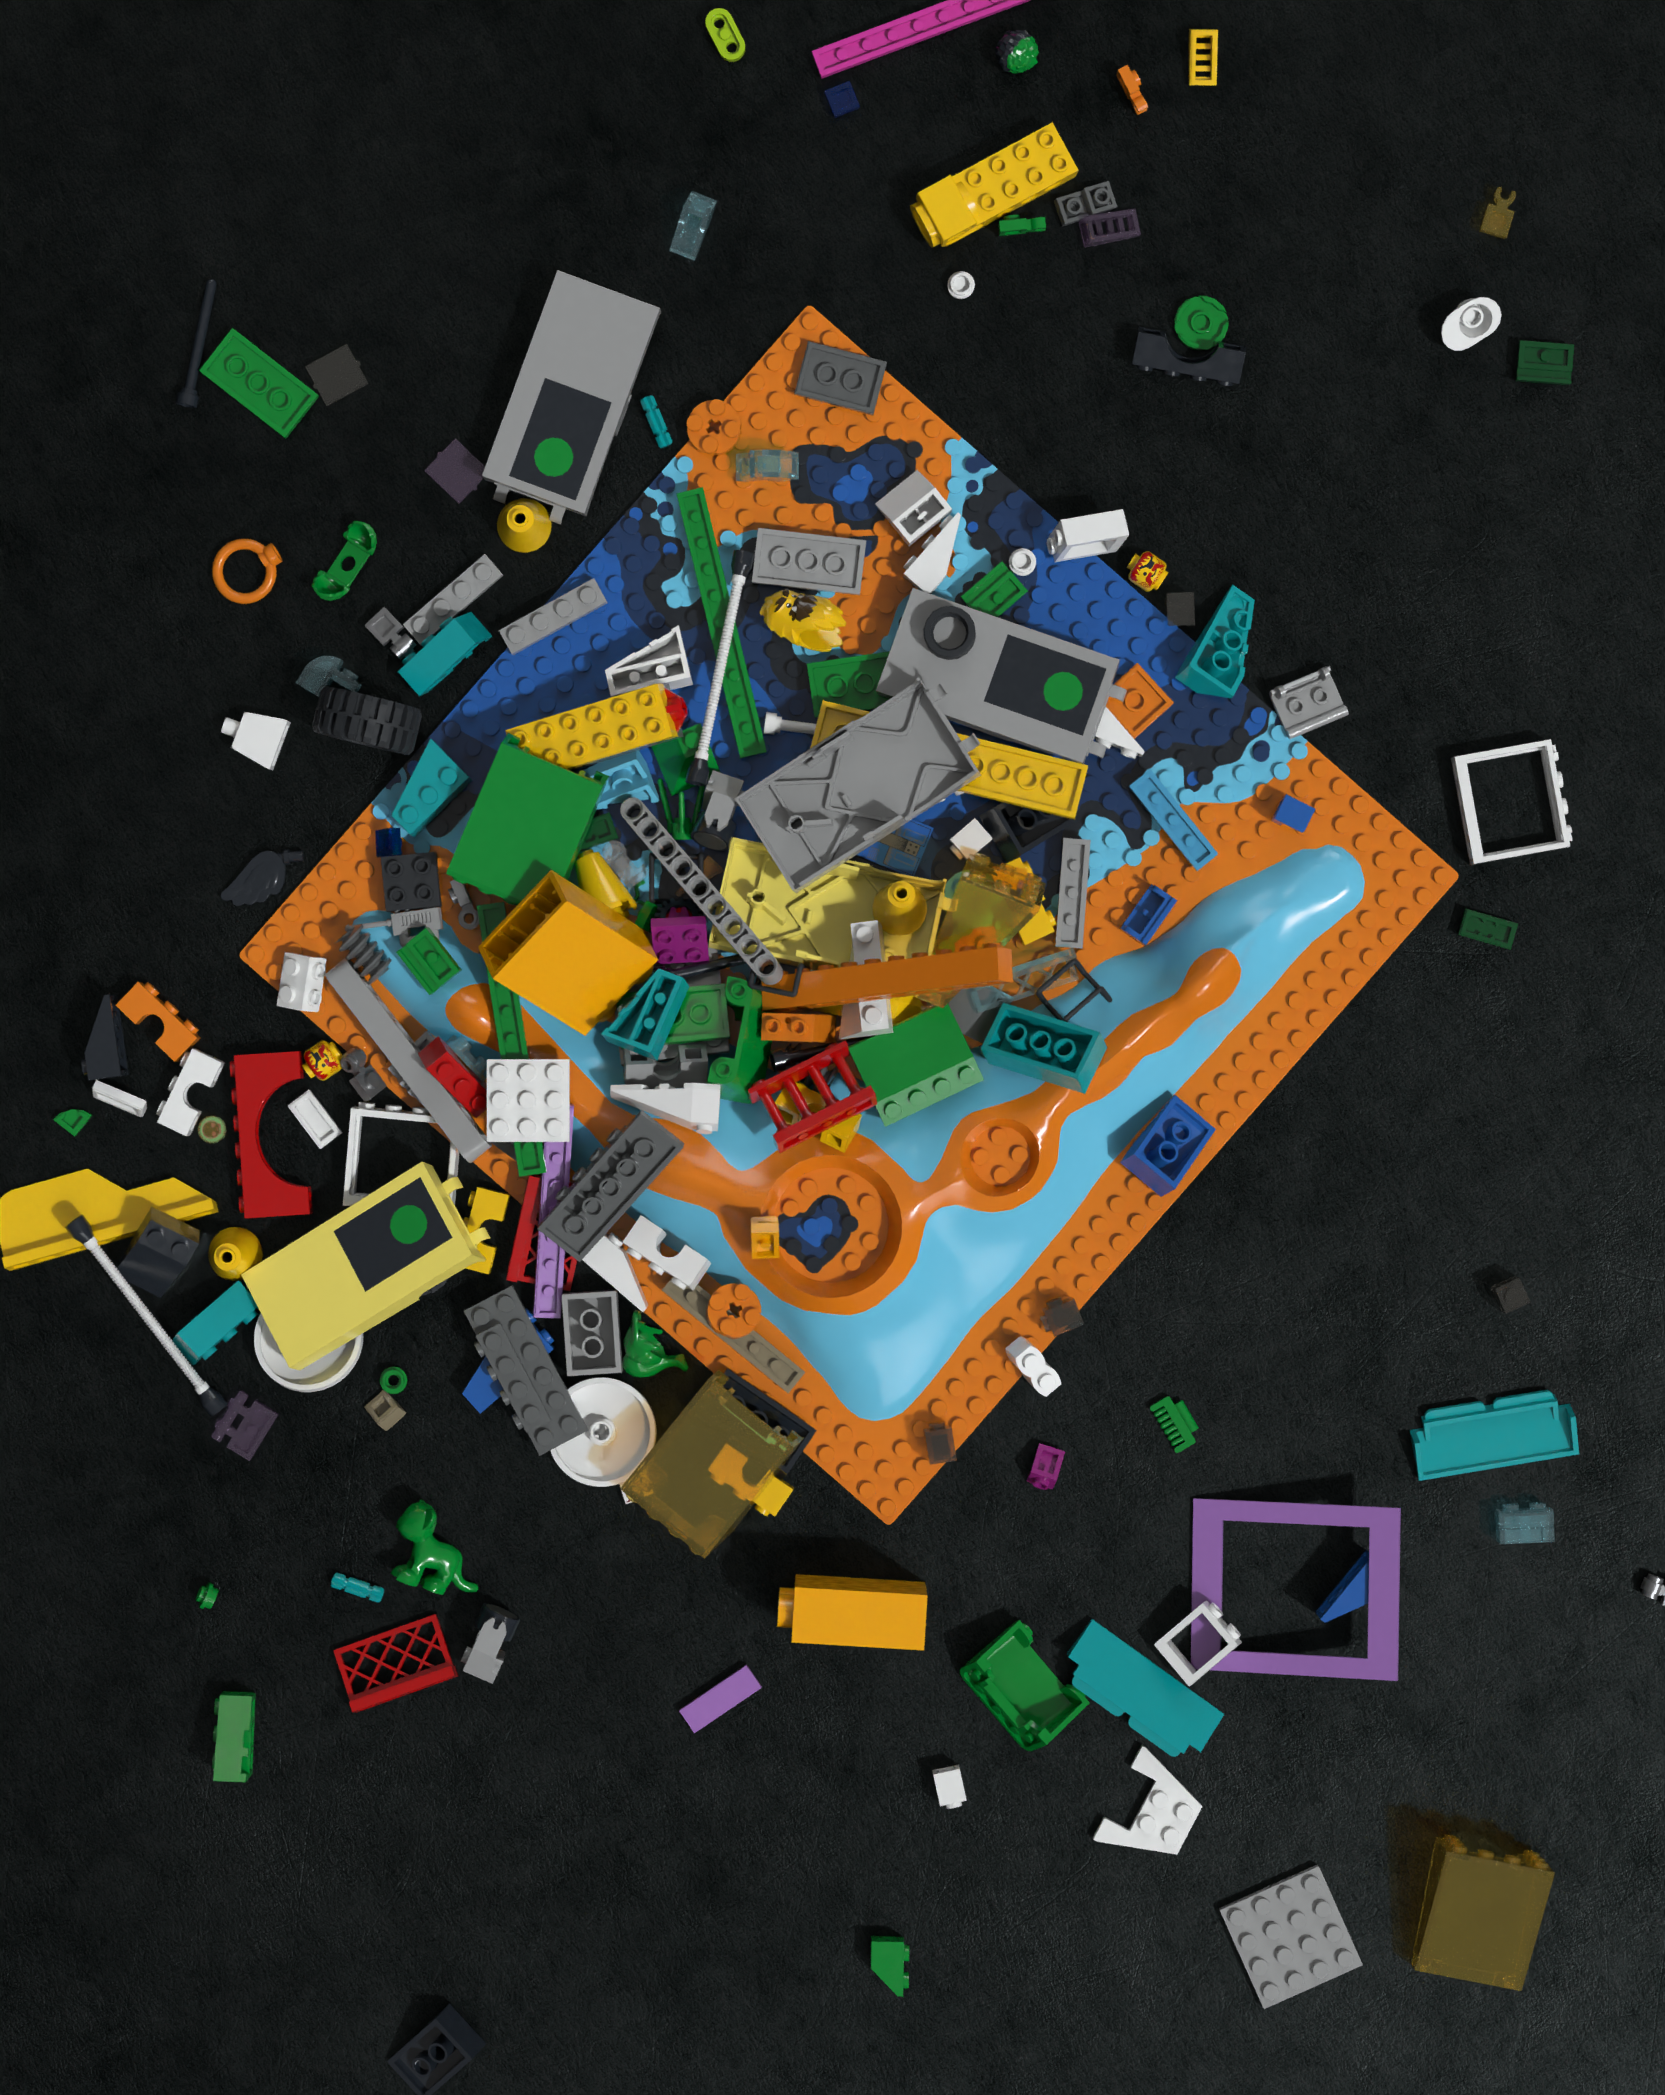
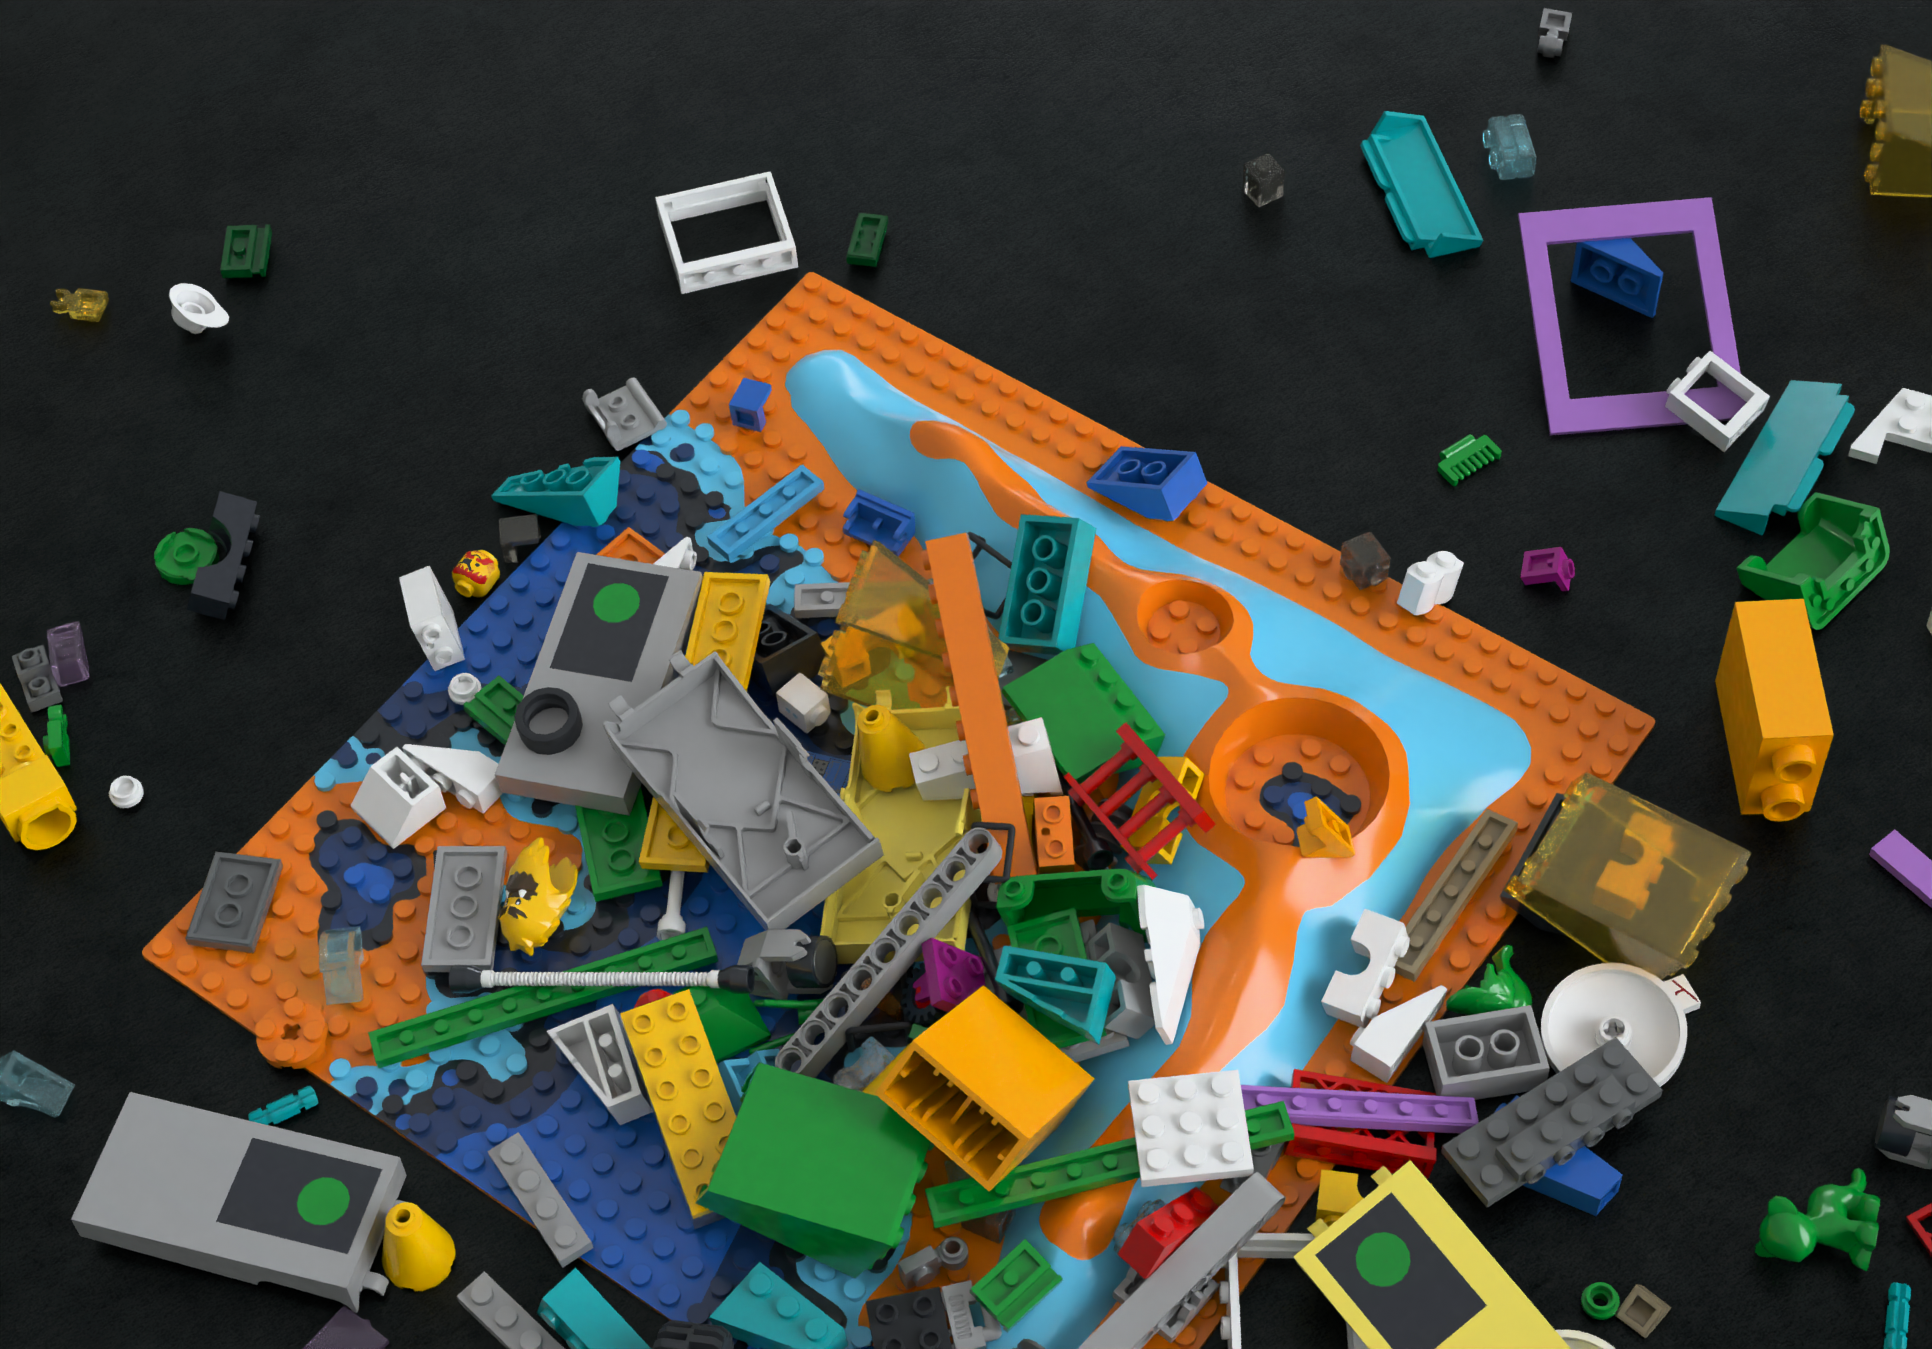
camera: 90 degrees left, 35 degrees down
(609, 1184) = (1287, 1024): dark grey plate -> none
(719, 1304) = (1419, 874): orange plate -> none
(939, 1443) = (1544, 665): clear smoke brick -> none

